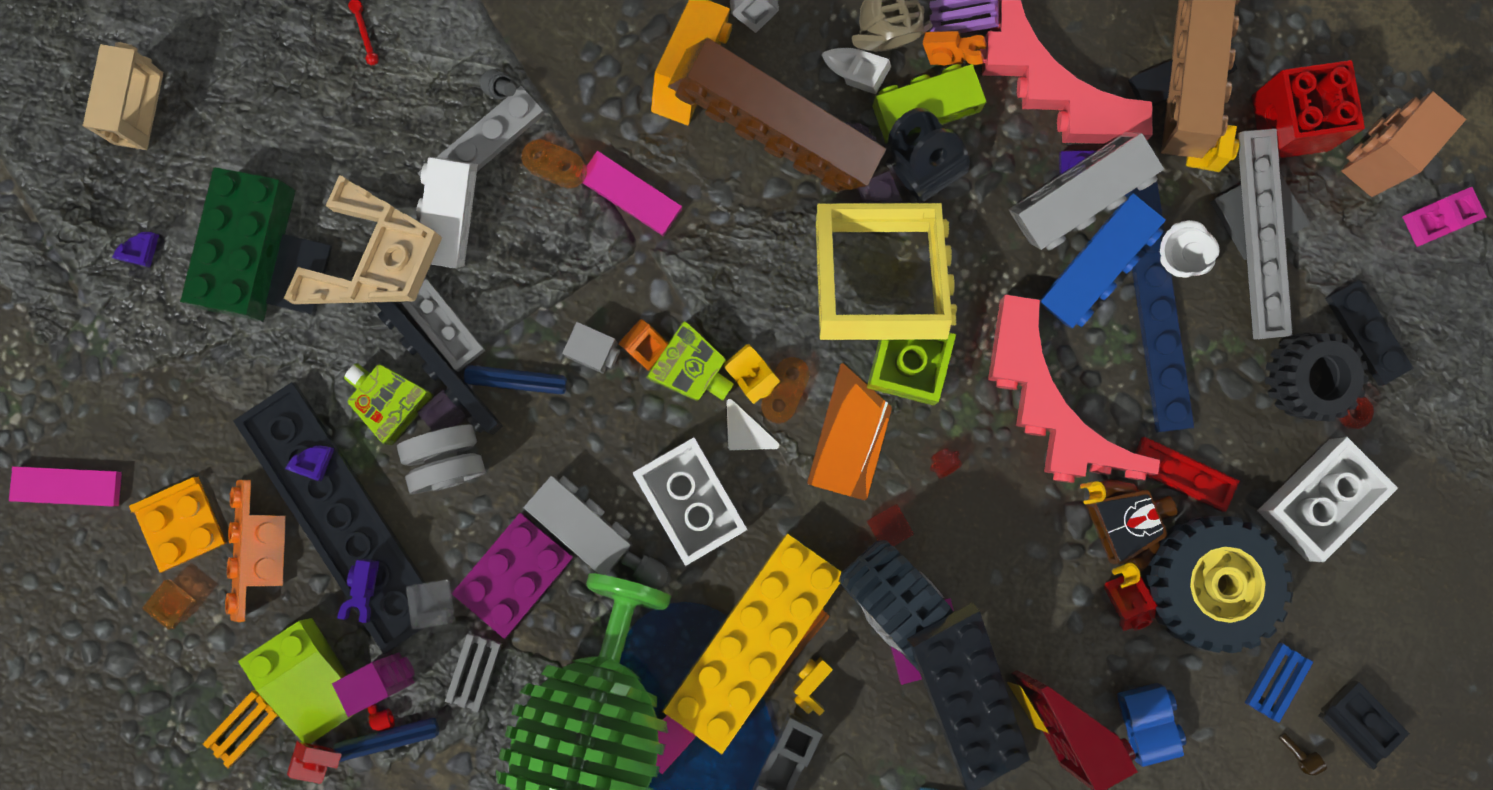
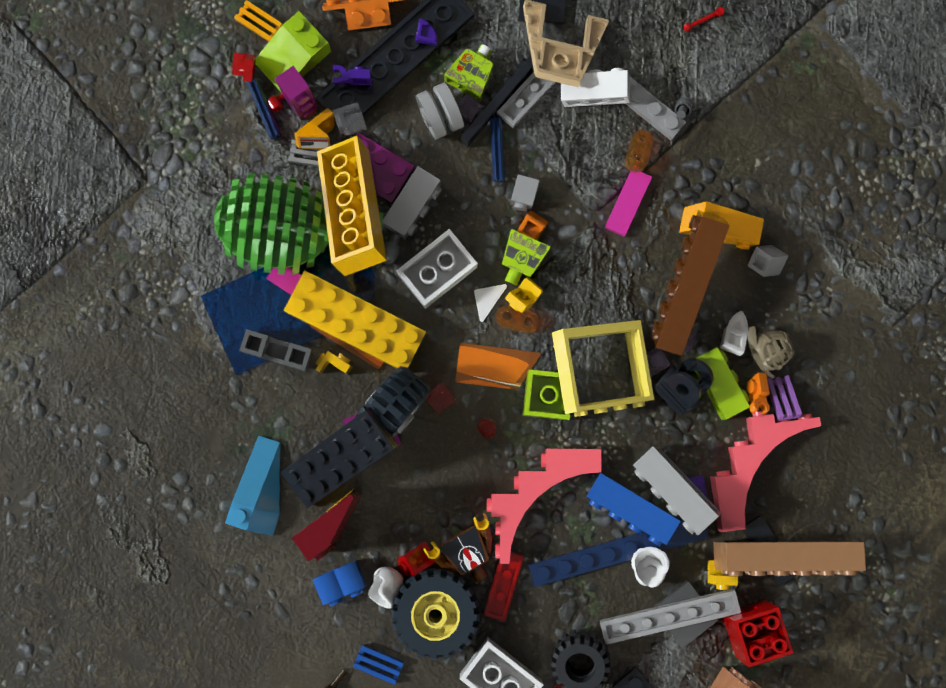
camera: 80 degrees right, 0 degrees up
(442, 666) = (315, 132): none -> light orange slope
(576, 623) = (351, 206): none -> yellow brick
(1166, 653) = (385, 586): none -> white hair

